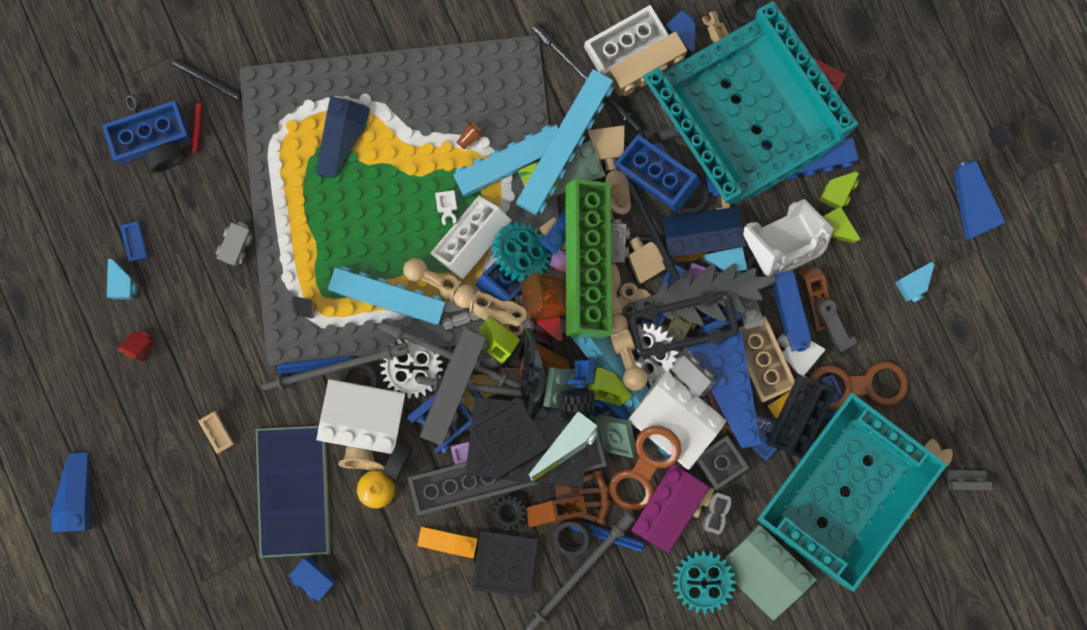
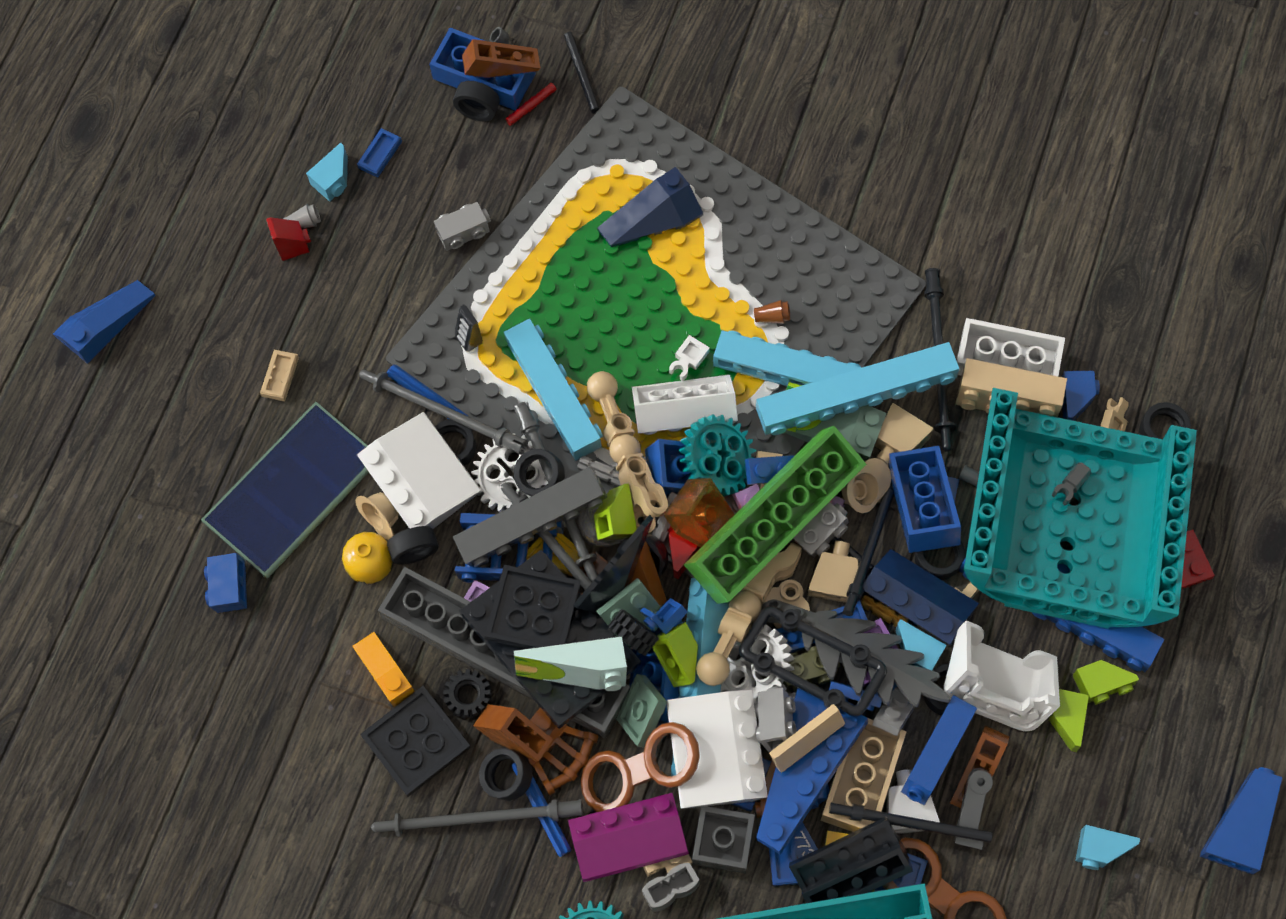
camera: 50 degrees right, 15 degrees down
(131, 323) = (307, 216): none -> light grey cone
(157, 120) = (498, 59): none -> dark orange slope
(431, 370) = (526, 460): none -> black tyre
(721, 371) = (807, 738): none -> tan tile
(729, 90) = (1073, 482): none -> dark grey bar
(781, 384) = (857, 813): none -> black bar

